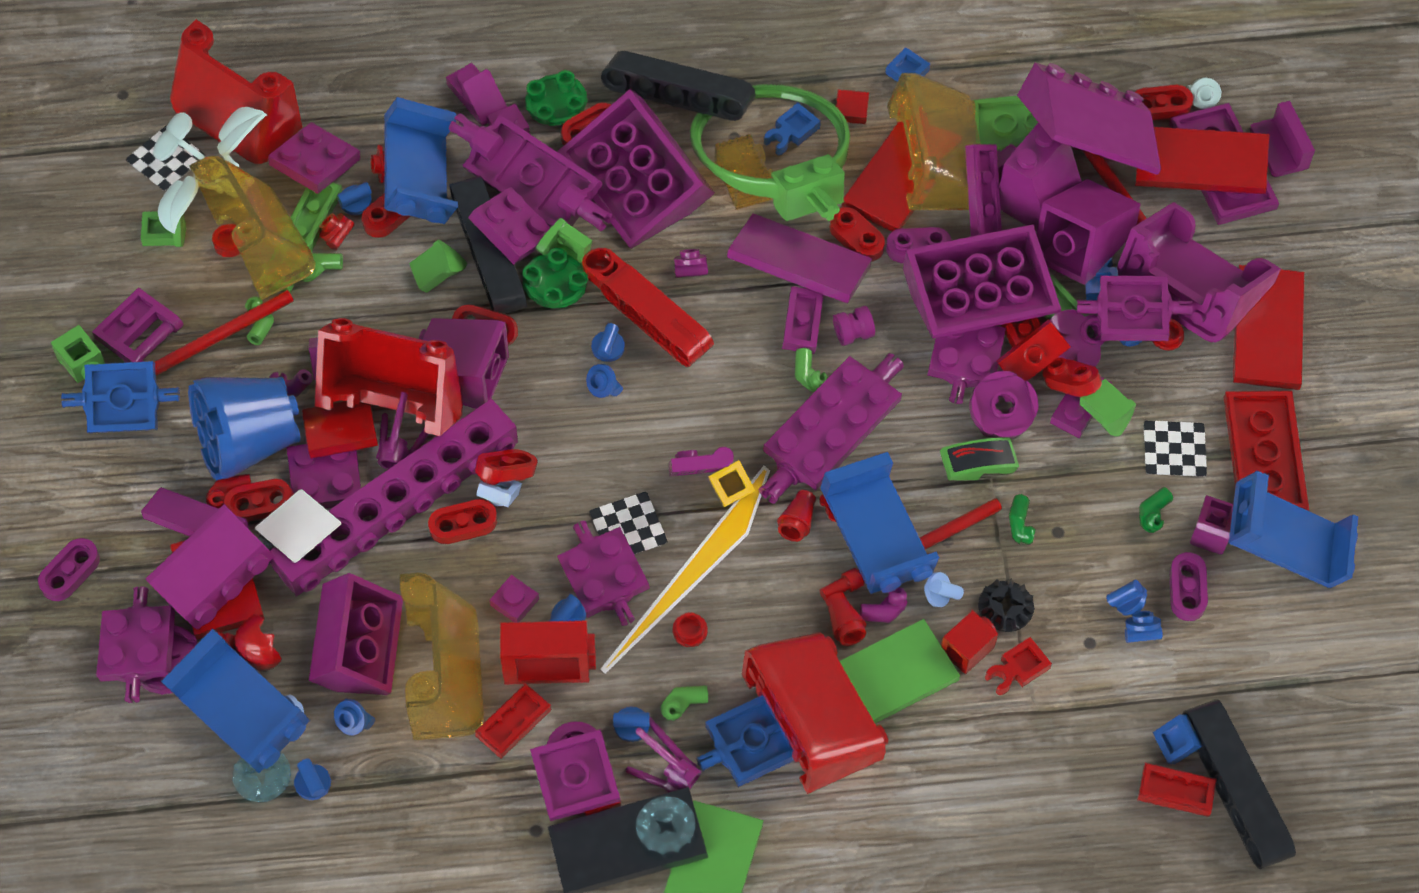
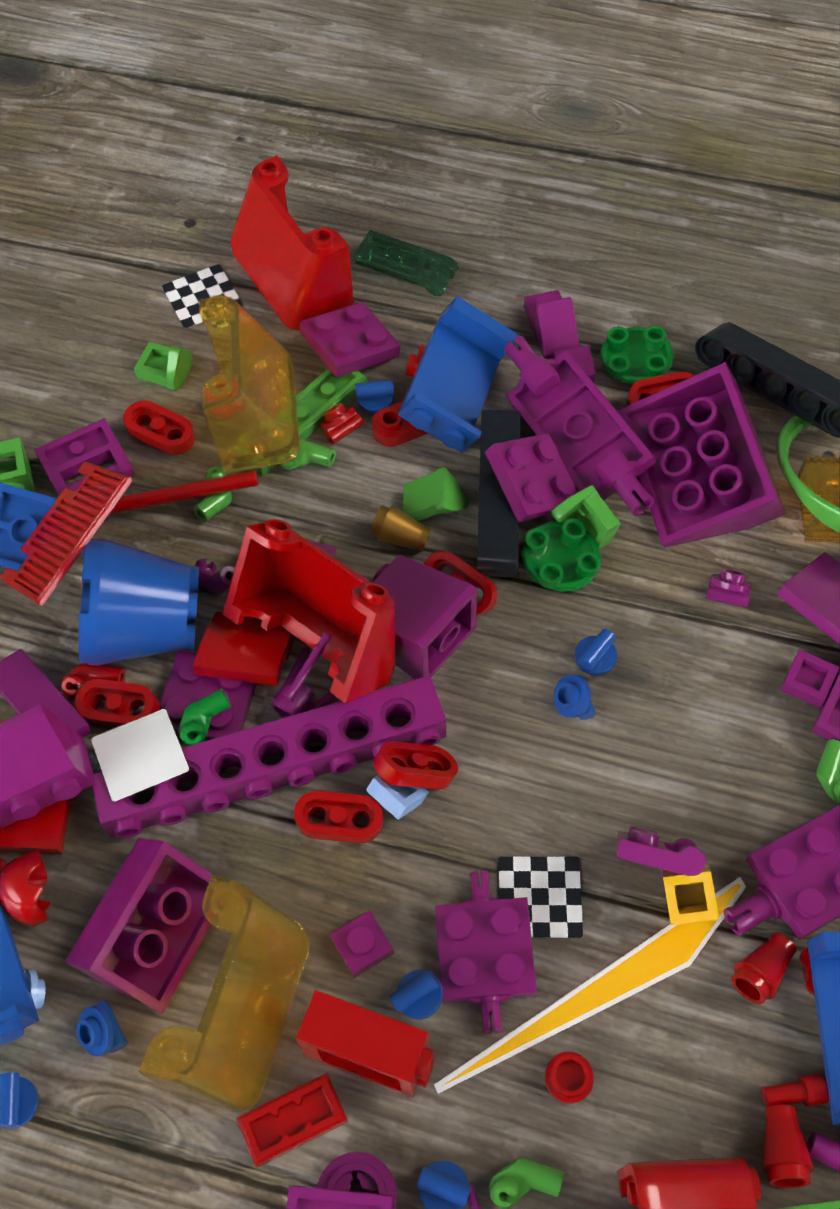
camera: 25 degrees right, 0 degrees up
(168, 382) = (66, 531): none -> red window
(180, 193) = (189, 327): light aqua plant -> none
(189, 280) = (163, 427): none -> red plate
(328, 485) = (198, 716): none -> green arm
(334, 75) = (406, 262): none -> clear green plate
(420, 299) = (399, 529): none -> pearl gold cone
(647, 306) = (661, 625): red piece -> none
(769, 311) = (809, 678): none -> magenta plate

